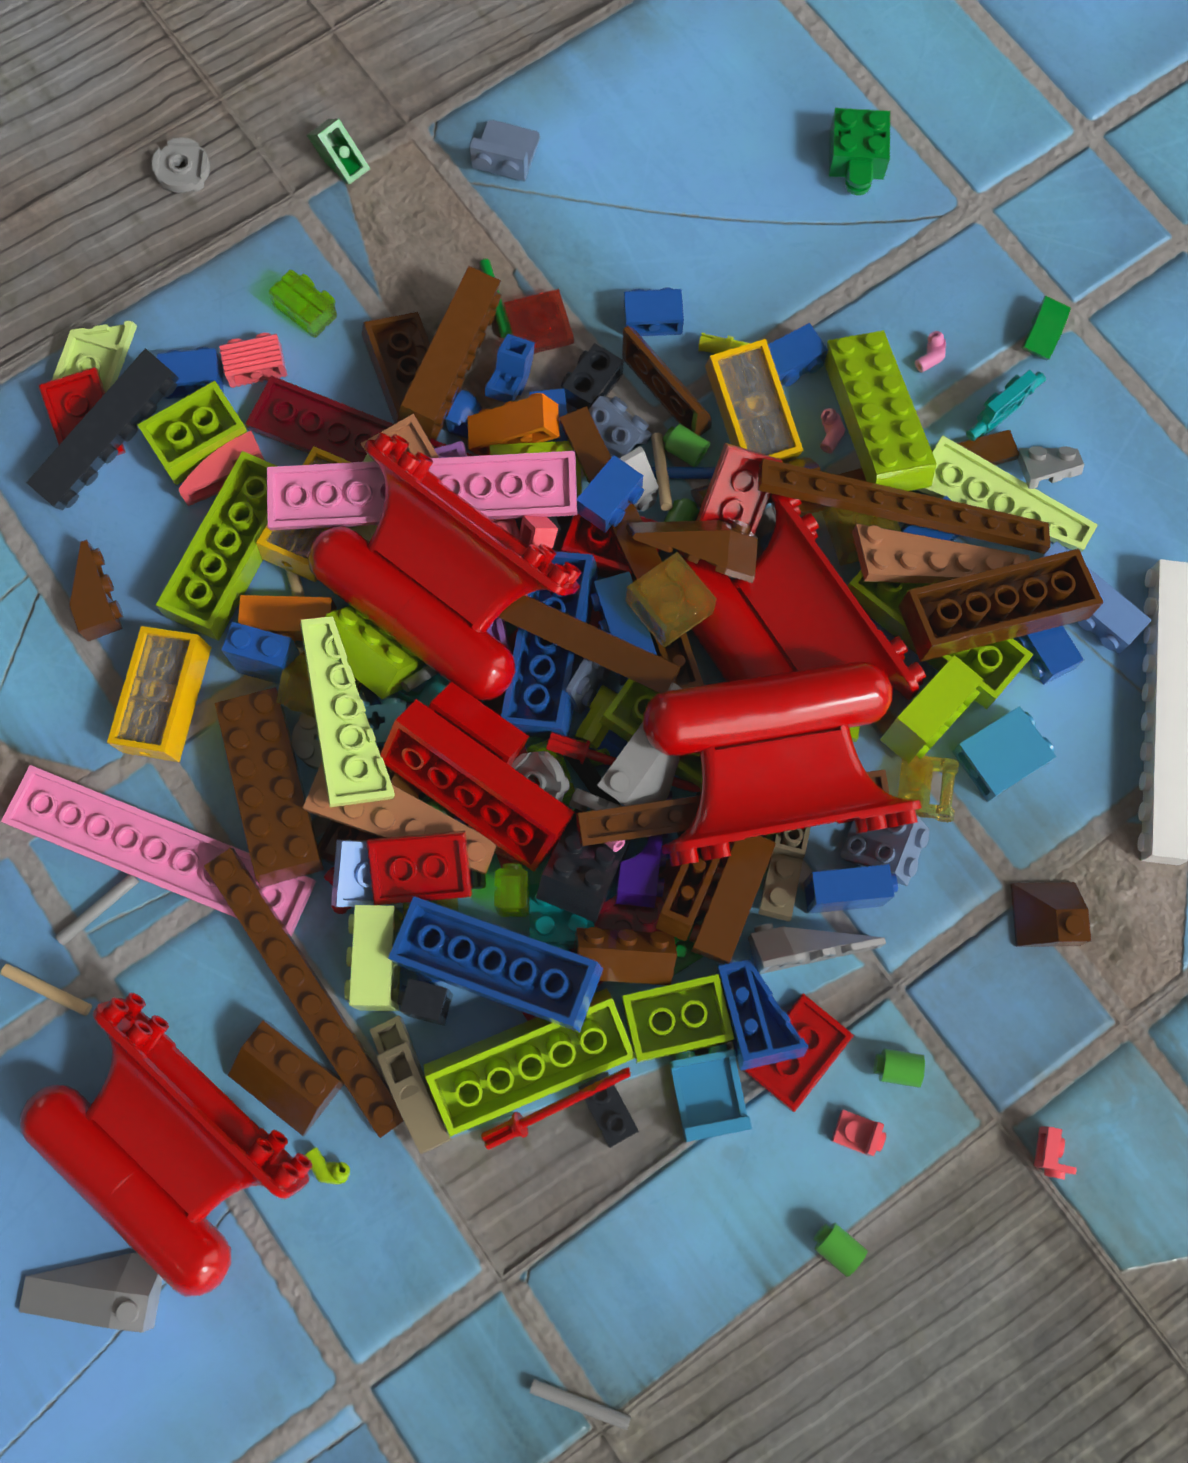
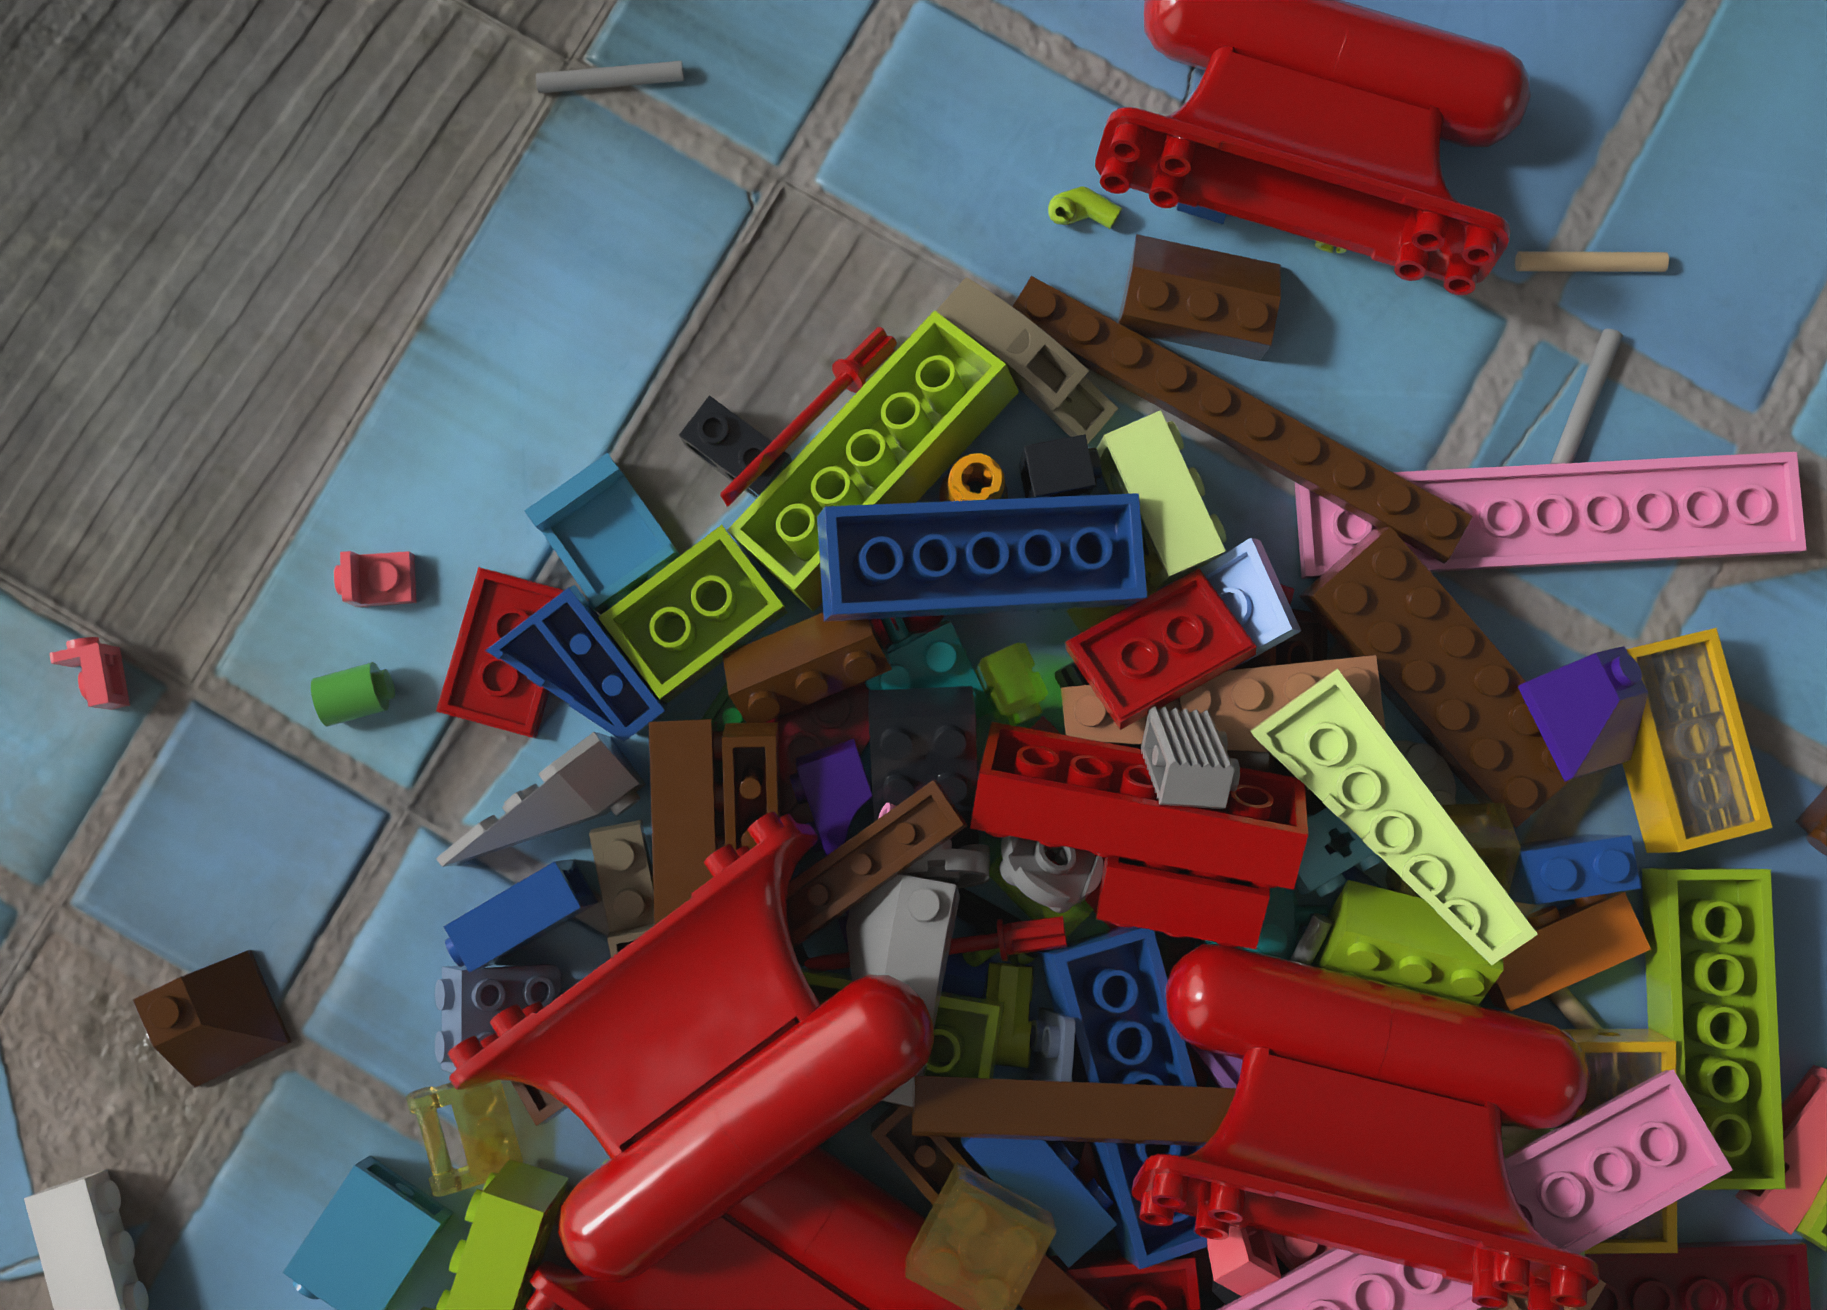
camera: 155 degrees right, 10 degrees up
(203, 727) = (1589, 711): none -> dark purple slope
(437, 794) = (1188, 759): none -> light grey brick
(480, 1030) = (974, 468): none -> light orange plant
(839, 1248) = (344, 414): bright green brick -> none

